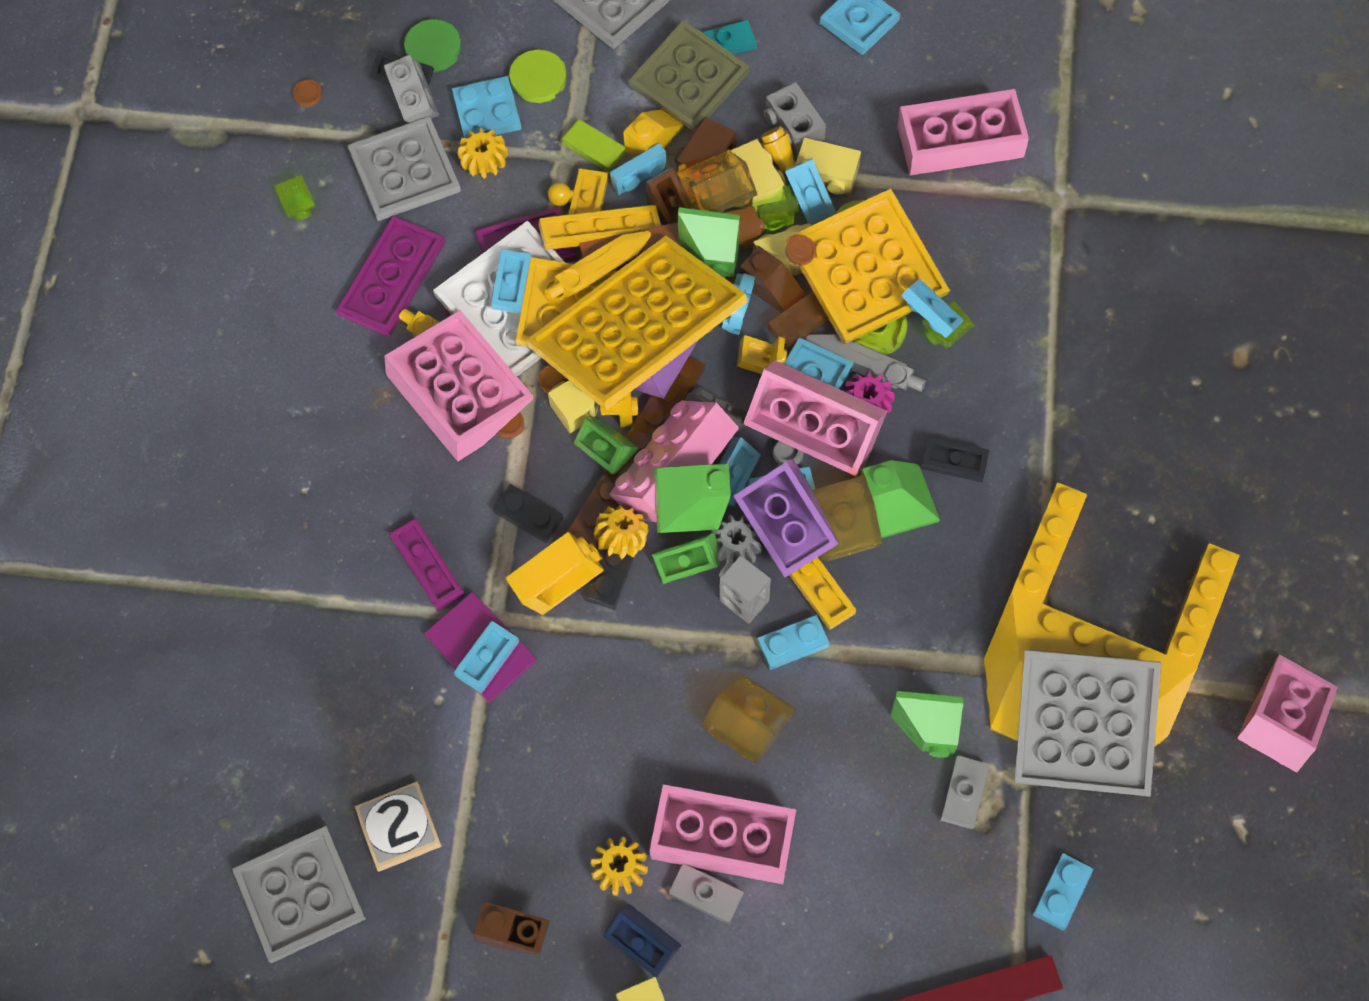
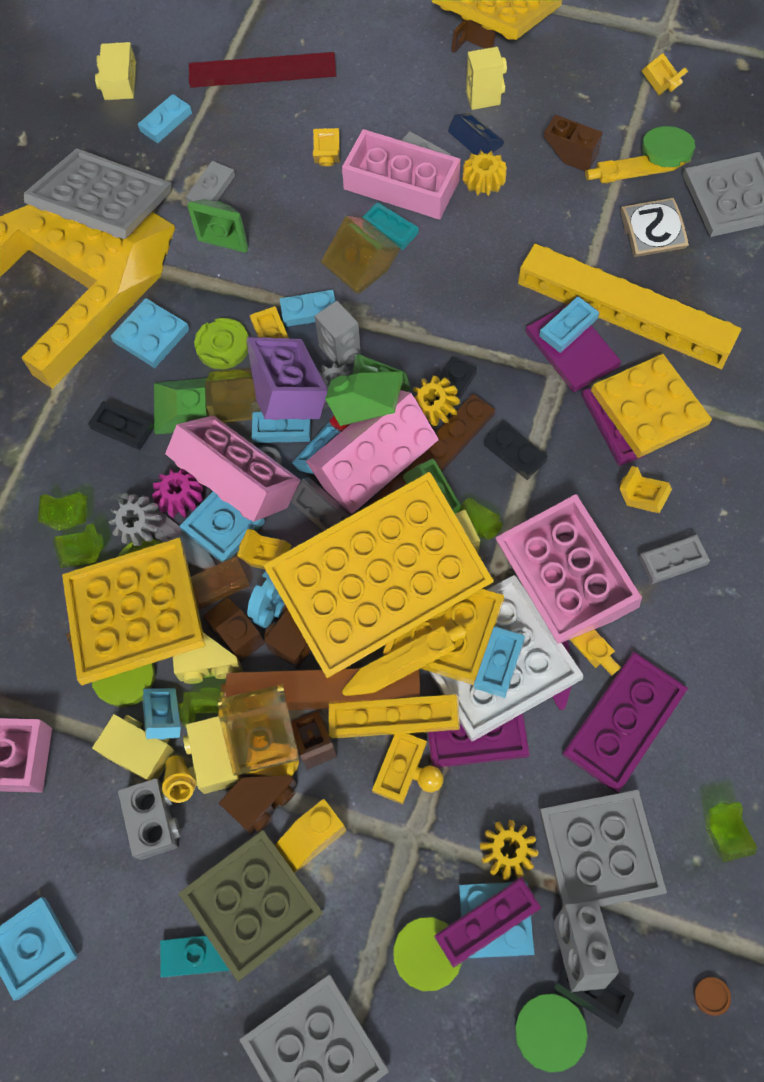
camera: 165 degrees left, 0 degrees up
(354, 425) = (674, 559): none -> light grey plate
(387, 485) = (644, 492): none -> yellow bracket
(387, 586) = (651, 405): none -> yellow plate
(387, 957) = (668, 146): none -> bright green tile
(423, 704) = (630, 306): none -> yellow brick
(423, 925) = (626, 168): none -> yellow piece
(492, 95) = (487, 922): none -> magenta tile
(552, 429) = (485, 522): none -> clear neon green cone
(555, 573) = (500, 367): yellow window -> none
(594, 146) = (380, 839): lime tile -> none
(638, 169) = (350, 782): medium azure plate -> none
(711, 238) = (279, 646): slope -> none
(723, 768) = (392, 225): none -> teal plate
(800, 250) = (193, 623): dark orange piece -> none
(831, 869) = (326, 146): none -> yellow bracket
(879, 581) = (221, 343): none -> lime tile
(896, 349) = (128, 511): none -> light grey gear
(932, 308) = (85, 547): medium azure plate -> none
(966, 578) = (150, 333): none -> medium azure plate
(977, 358) = (62, 512): none -> clear neon green bracket
(1156, 951) = (116, 71): none -> light yellow brick

